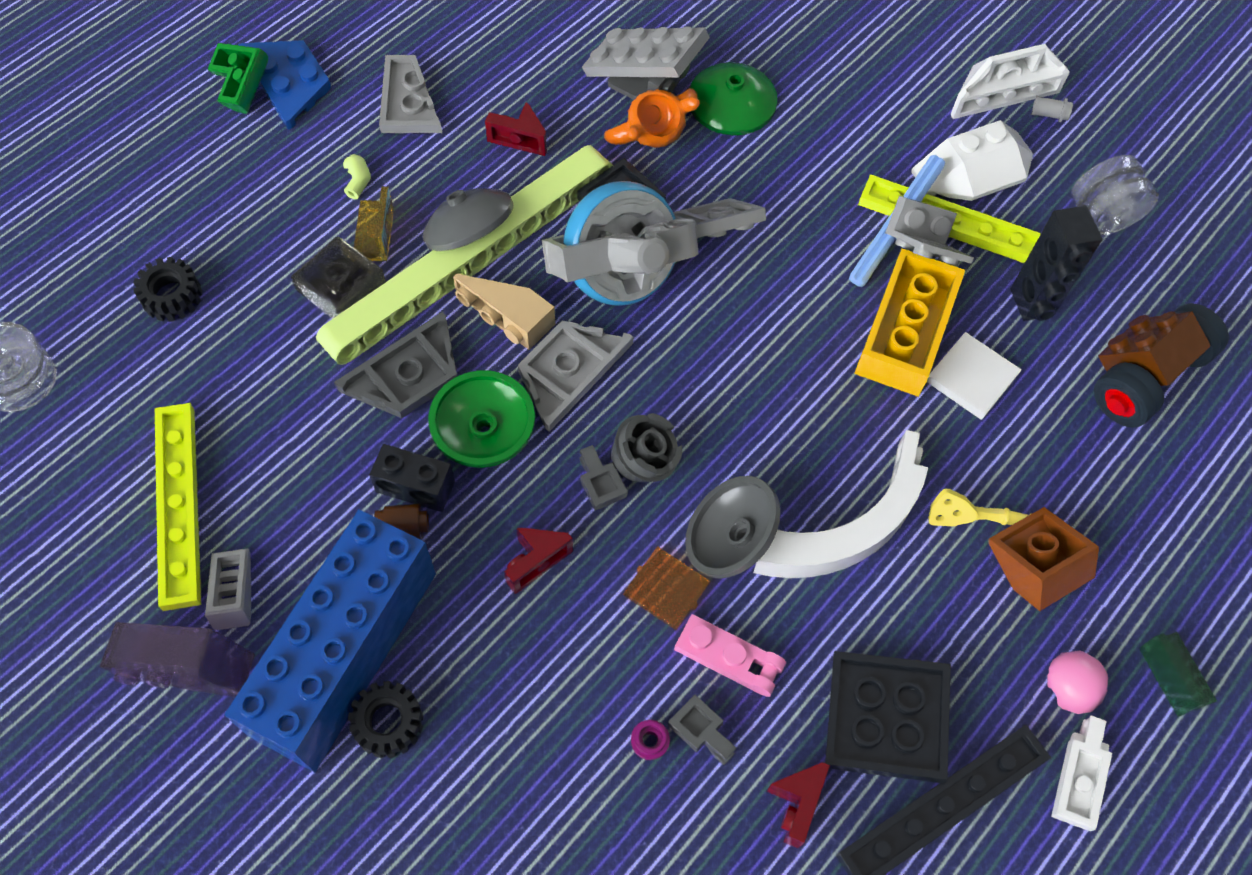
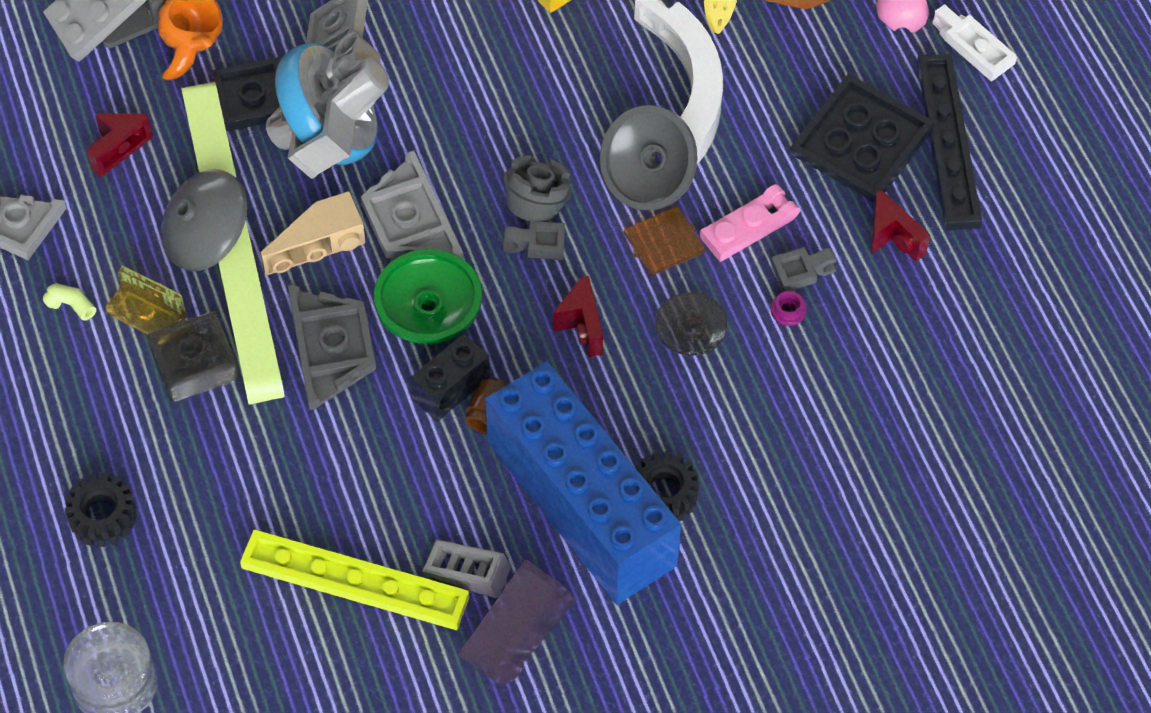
camera: 60 degrees left, 5 degrees down
(574, 638) = (694, 312): none -> clear smoke dish

